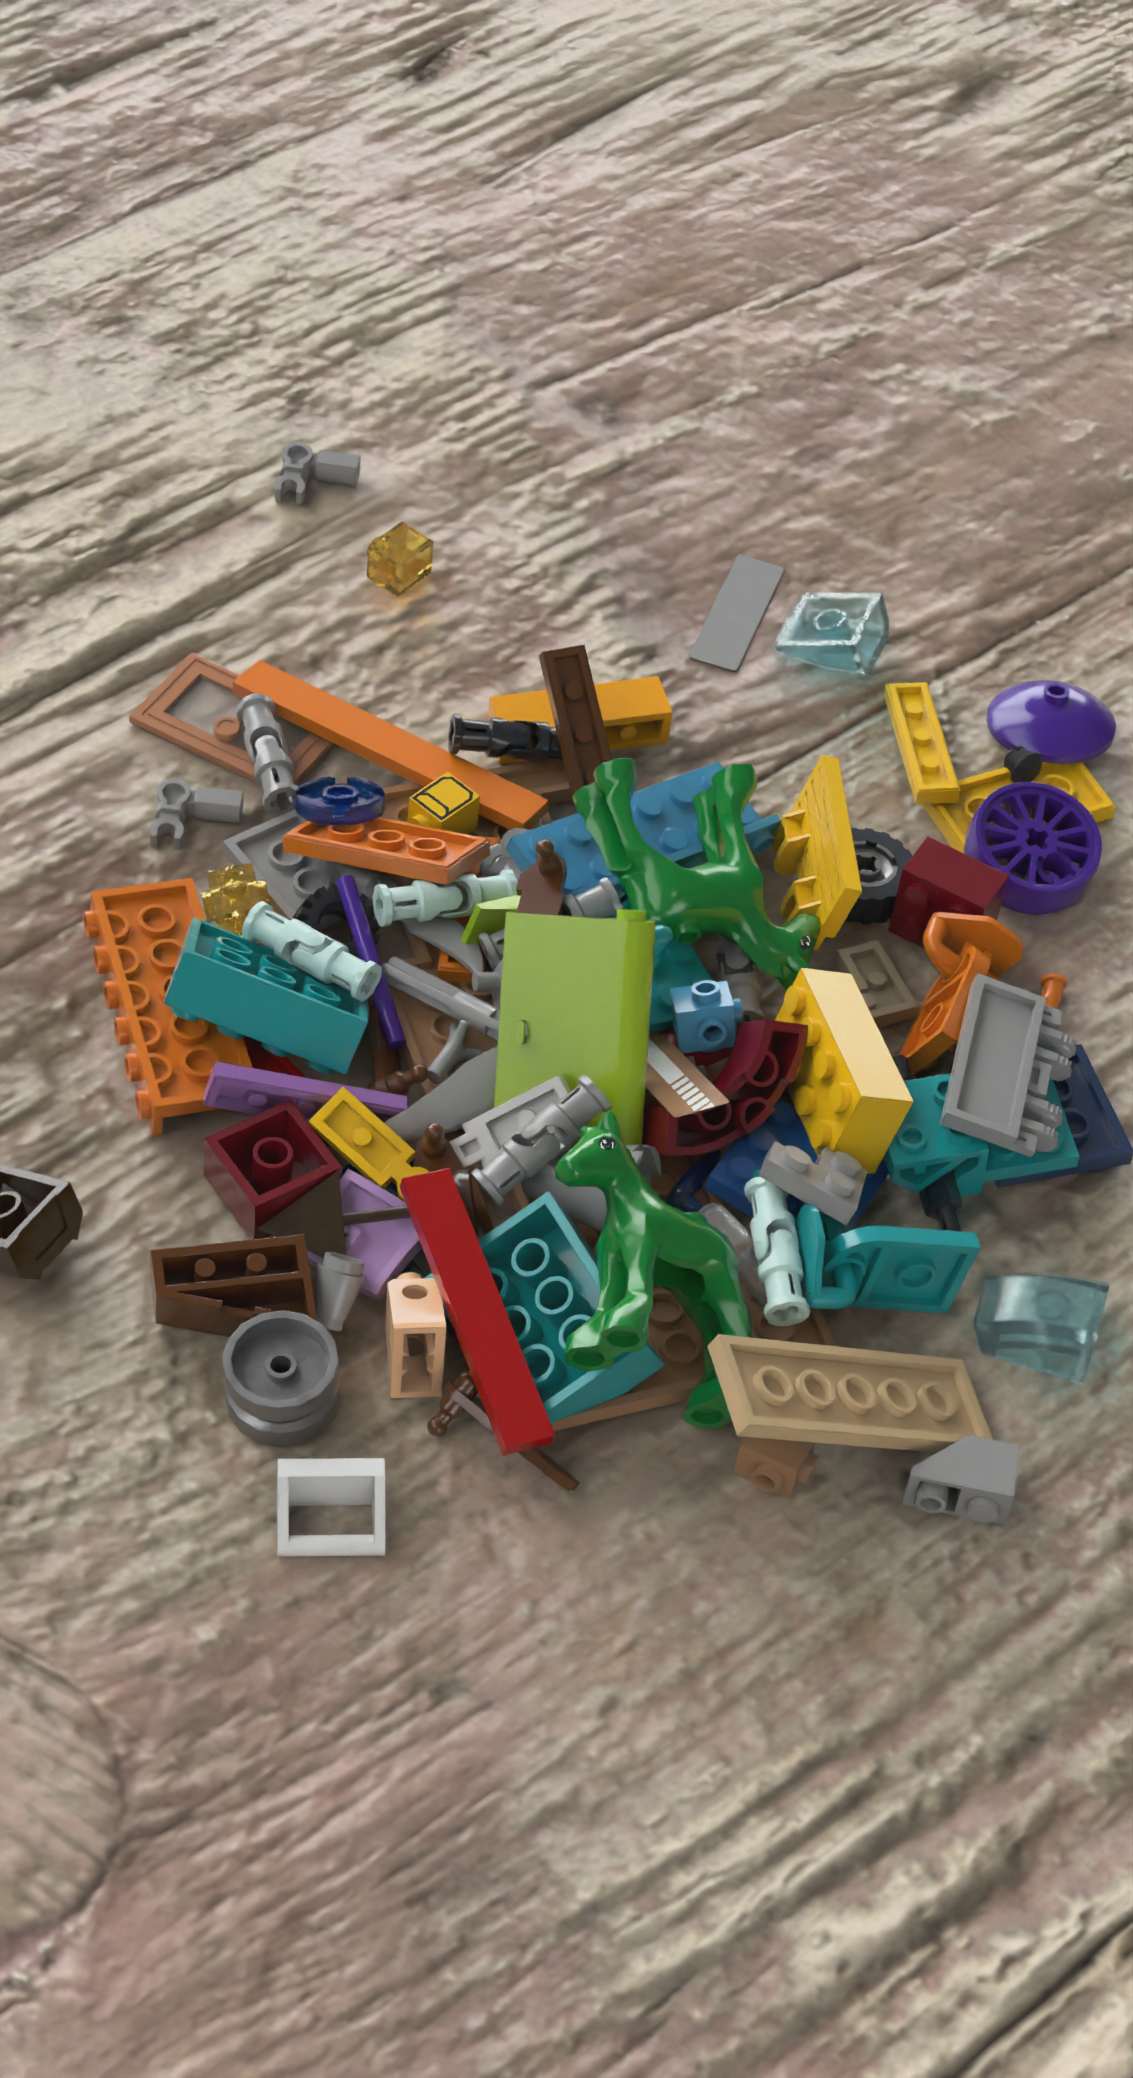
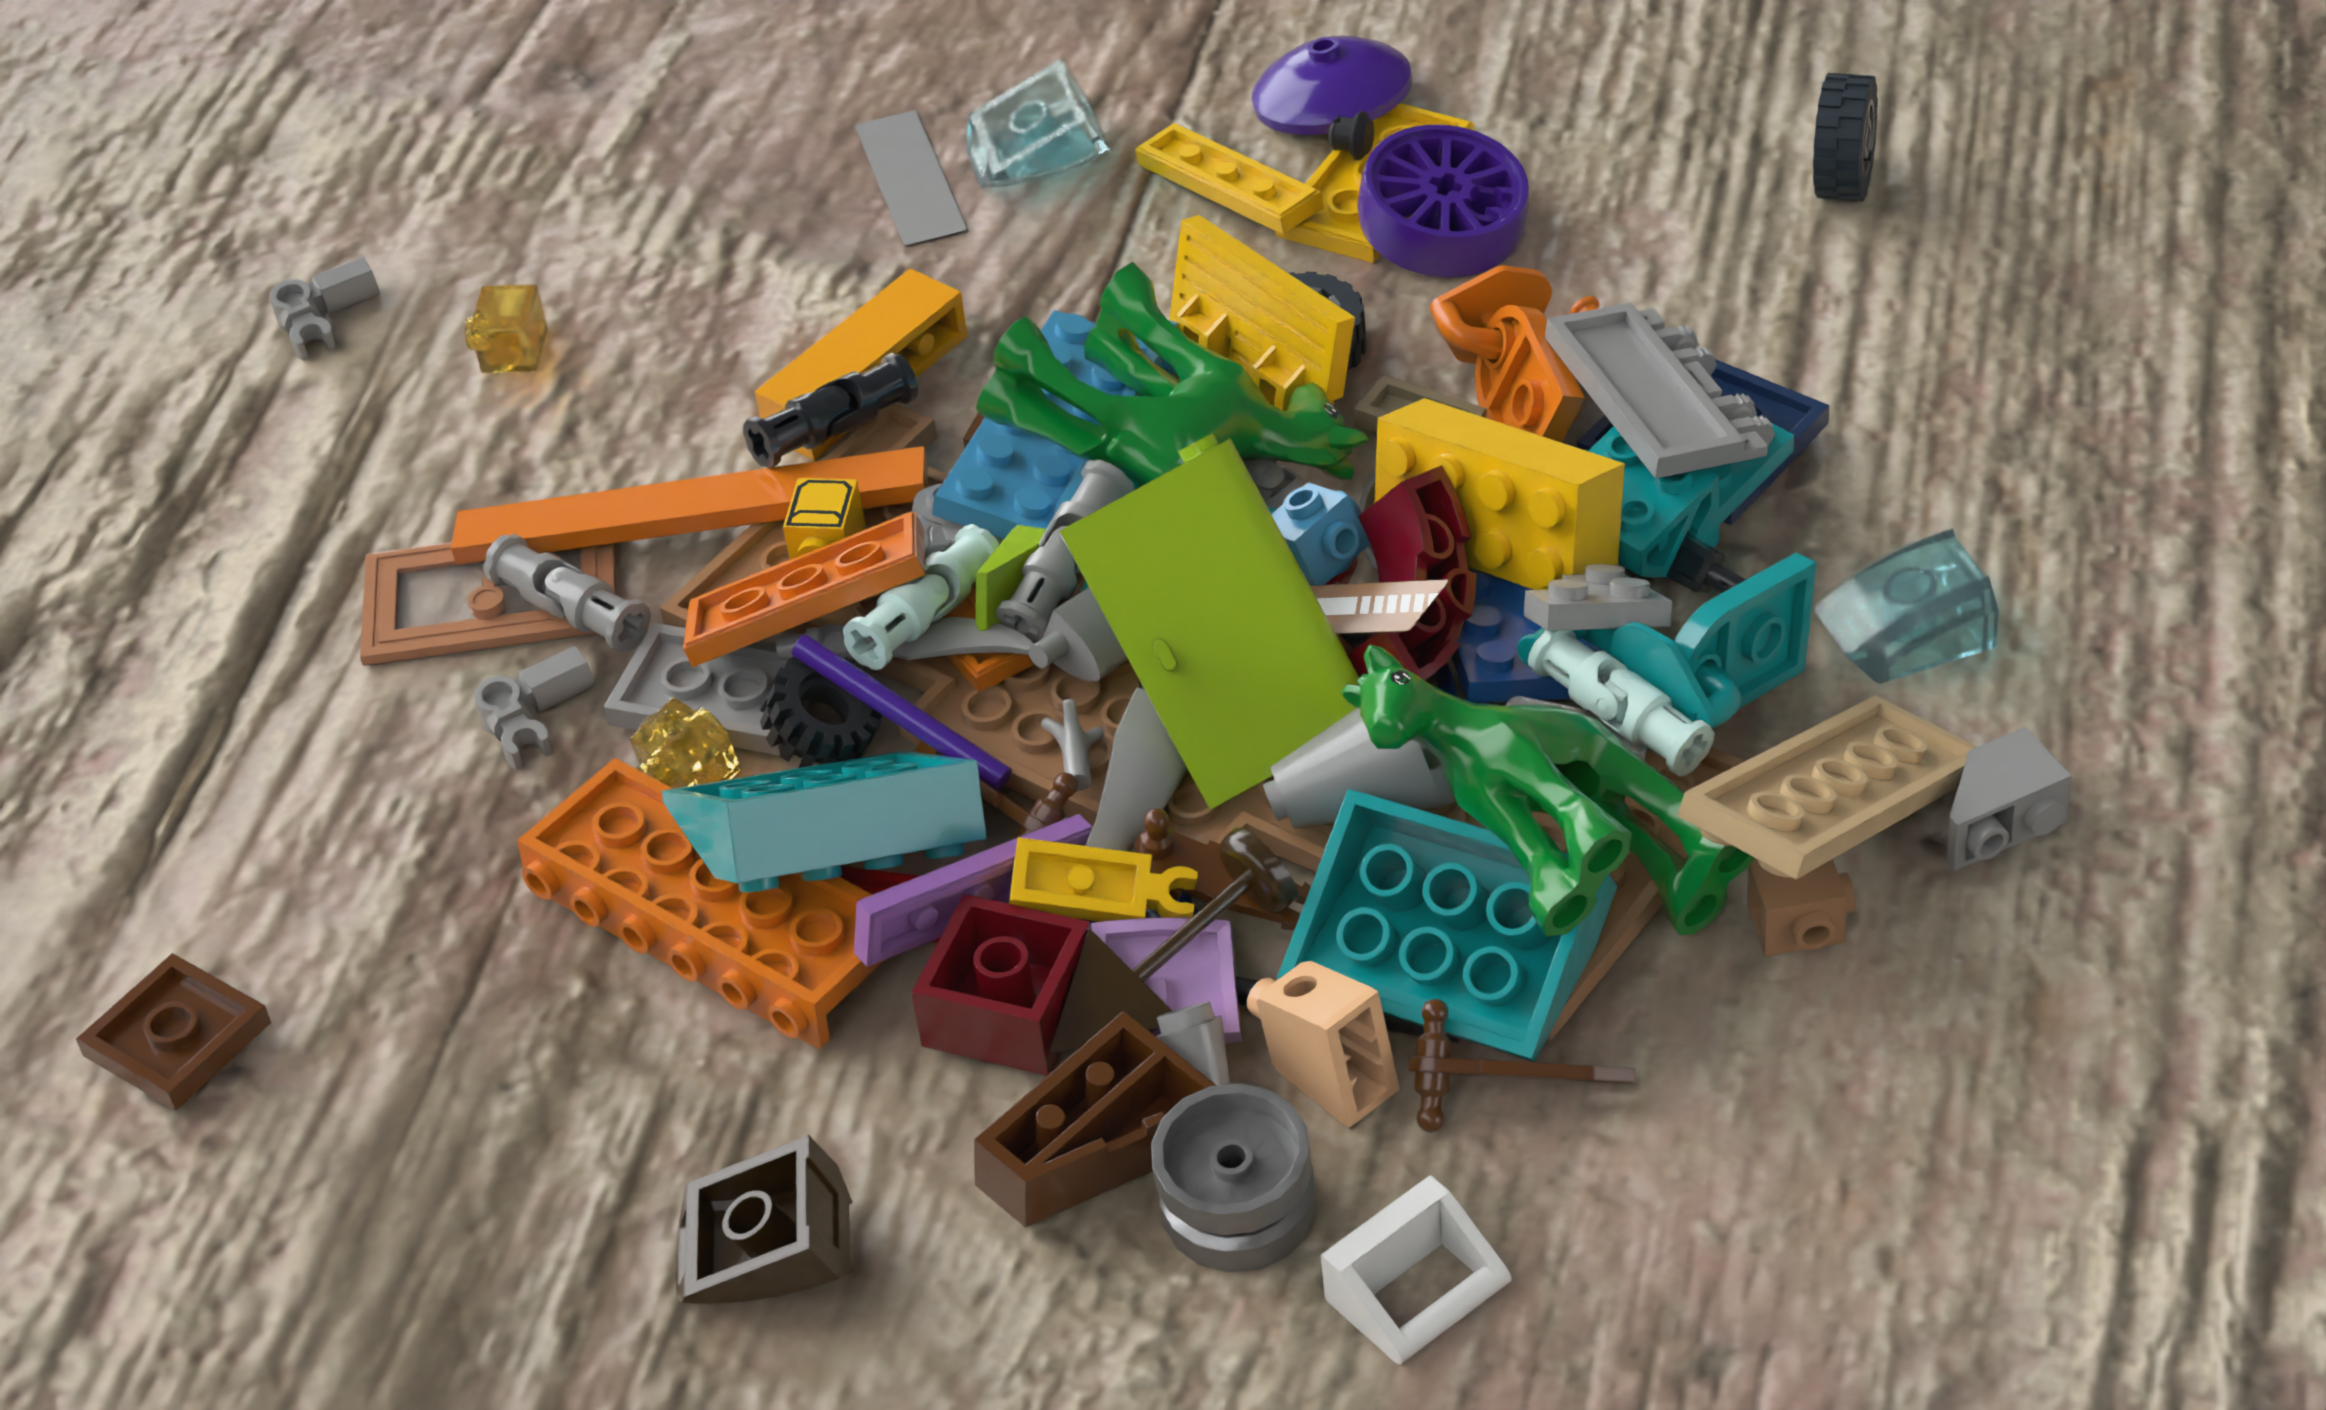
camera: 25 degrees left, 5 degrees down
(311, 951) = (842, 738): light aqua piece -> none
(339, 803) = (705, 584): clear blue tile -> none
(443, 996) = (1030, 692): light grey axle -> none
(476, 1312) = (1387, 958): red tile -> none
(493, 1128) = (1232, 757): white hinge -> none
(534, 1146) = (1289, 744): light grey piece -> none
(543, 883) = (1033, 516): reddish brown piece -> none
(575, 713) = (894, 353): reddish brown tile -> none
(945, 882) = (1400, 280): dark red brick -> none

